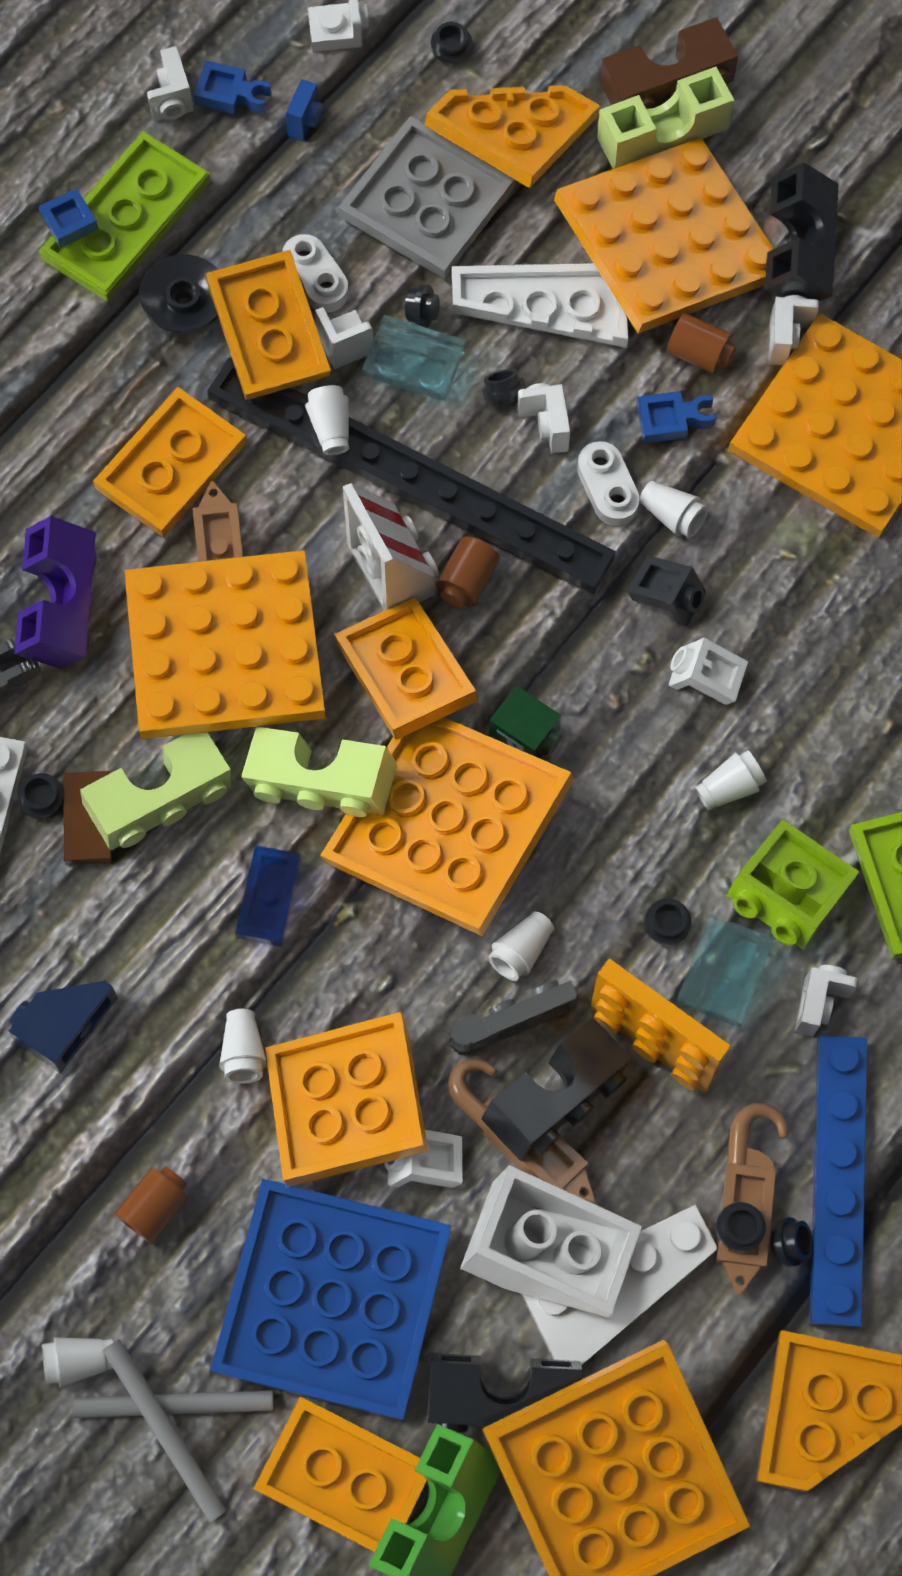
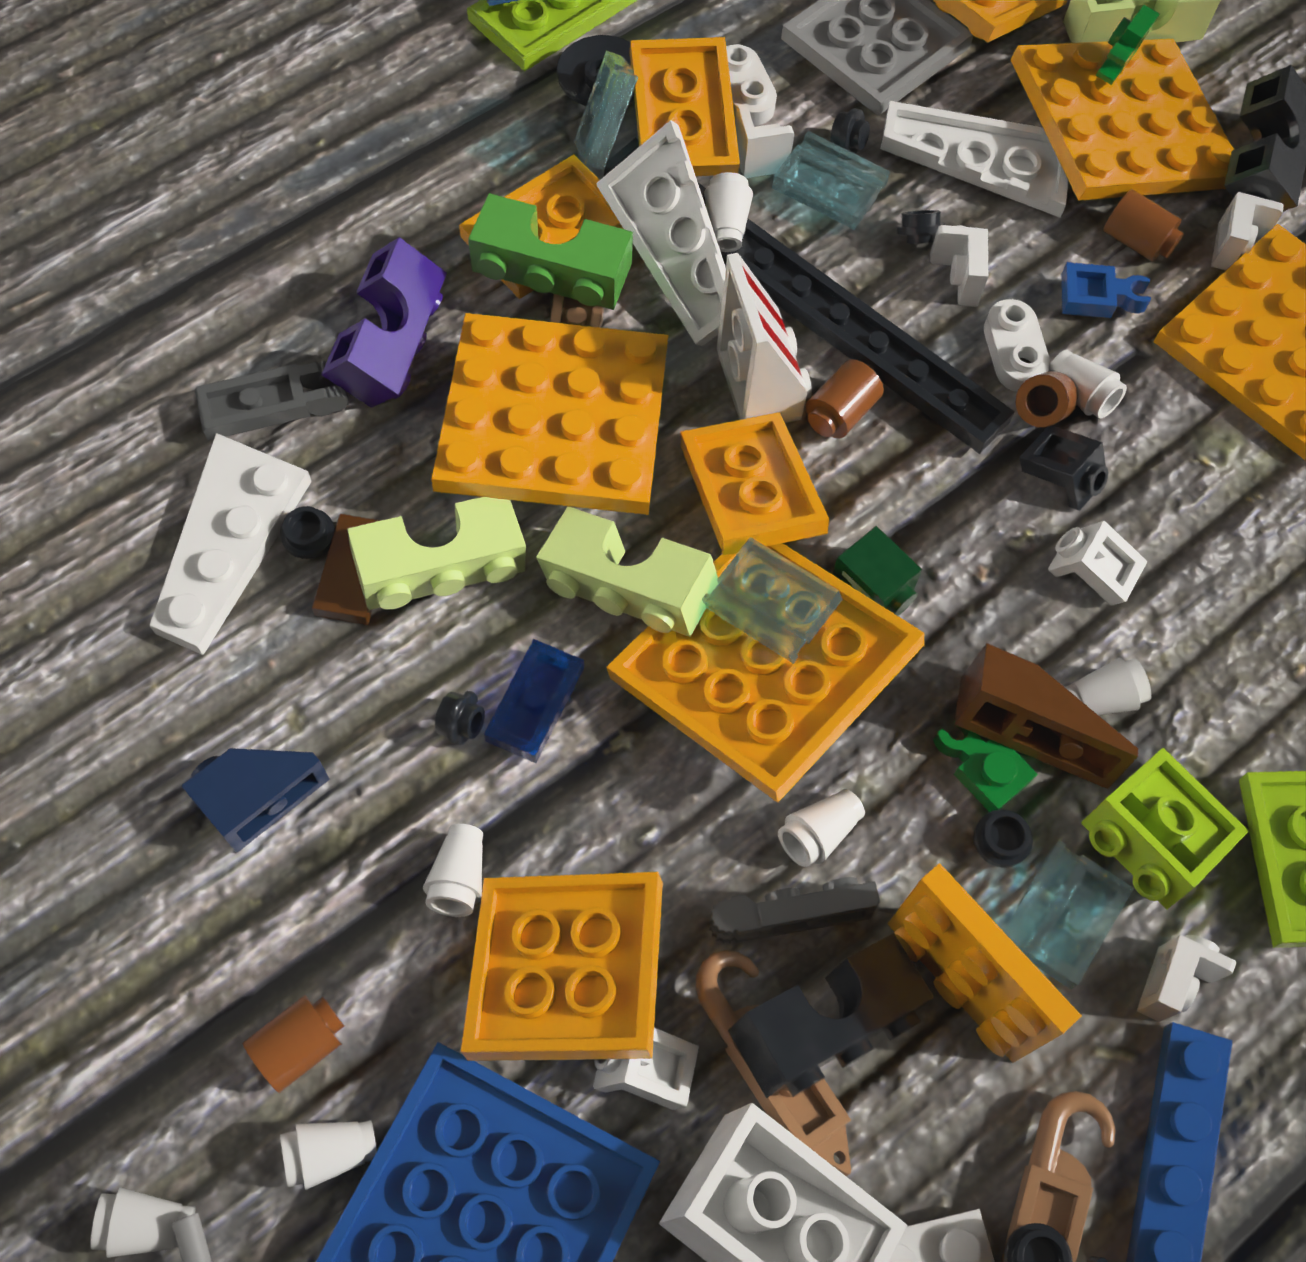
camera: 10 degrees right, 5 degrees down
(198, 343) = (605, 110): none -> clear light blue plate
(198, 1276) = (325, 1150): none -> white cone
(211, 924) = (459, 717): none -> black plate
(218, 505) = (584, 269): none -> bright green arch
(281, 445) = (663, 207): none -> white wing
(443, 771) = (772, 599): none -> clear light blue plate
(640, 535) = (1046, 398): none -> dark orange brick
(648, 867) = (988, 769): none -> green plate
(653, 166) = (1126, 42): none -> green plate
(672, 815) = (1039, 717): none -> reddish brown slope

